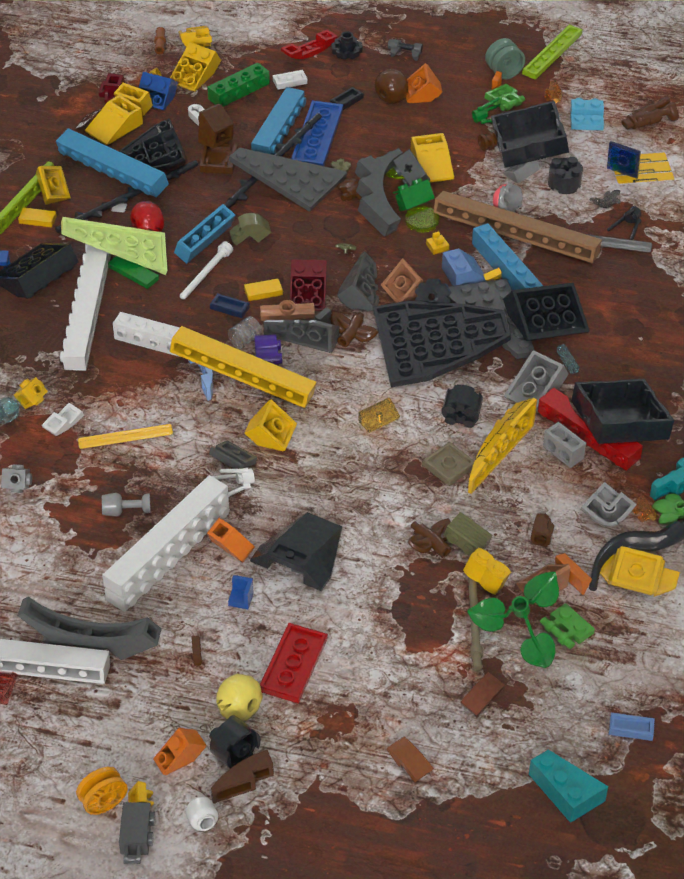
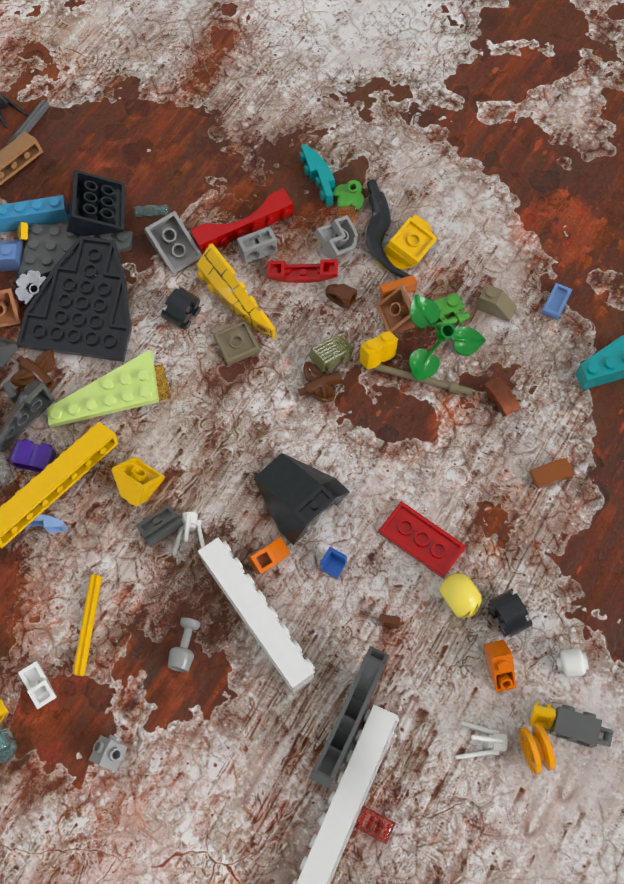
camera: 70 degrees left, 20 degrees up
(102, 759) = (495, 740): none -> white plant
(243, 776) = (541, 616): reddish brown slope -> none
(351, 386) = (119, 390): none -> yellowish green wing
(553, 490) = (302, 272): none -> red slope
(597, 665) = (496, 303): none -> dark tan slope
(622, 411) = (241, 188): black tile -> none

